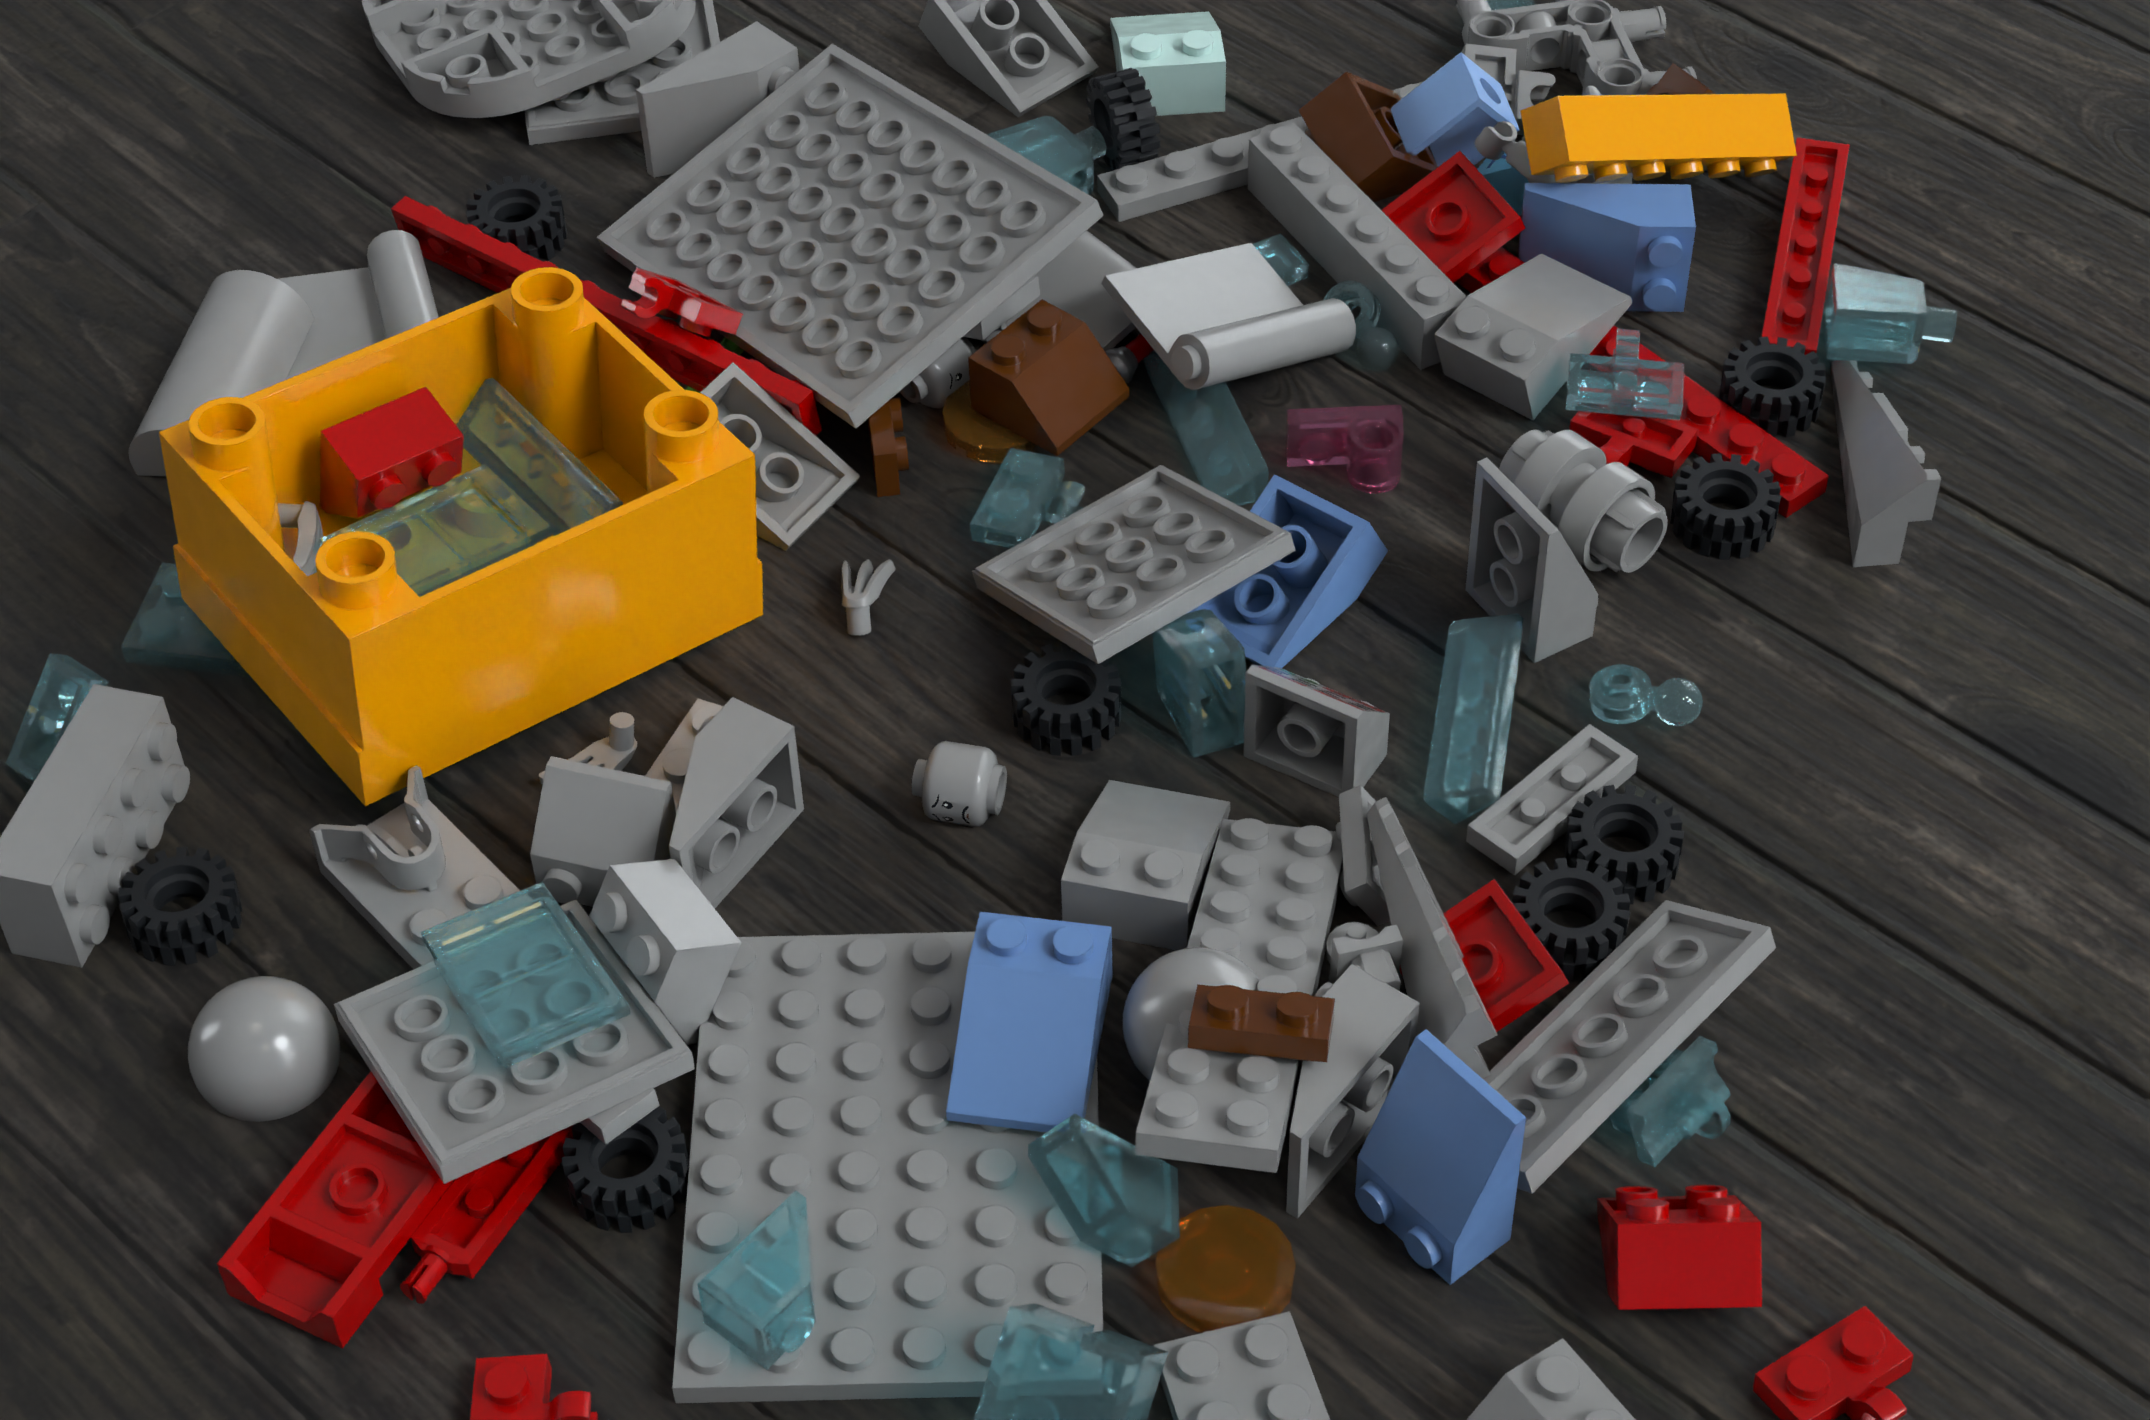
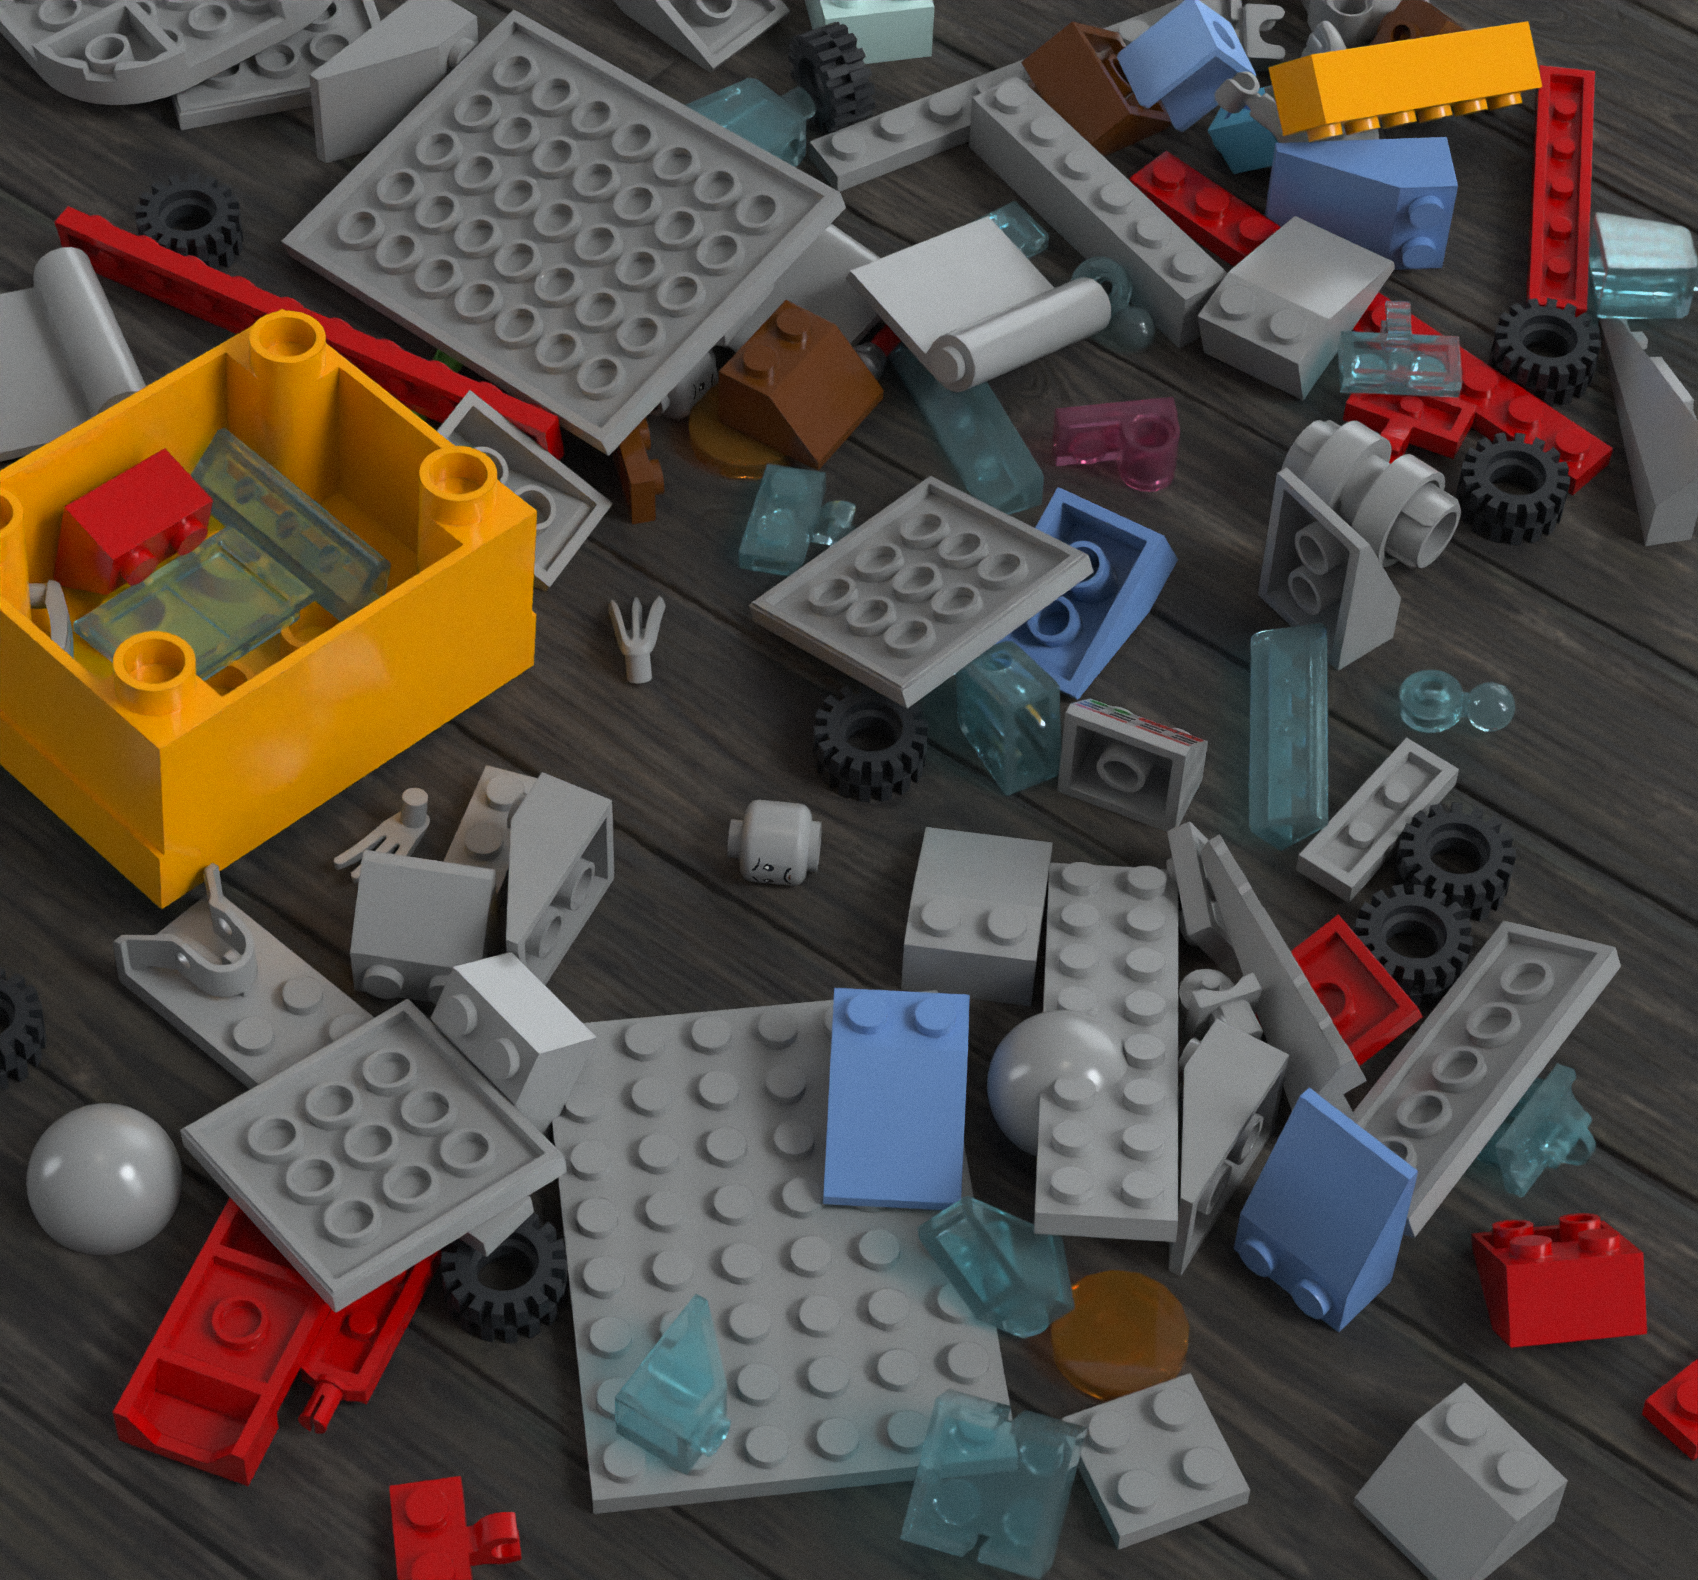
camera: 10 degrees left, 5 degrees up
(524, 975) = (376, 1087): clear light blue piece -> none
(674, 298) = (387, 314): red plate -> none
(1261, 1023) = (1140, 1089): reddish brown plate -> none
(1455, 217) = (1200, 178): red plate -> none

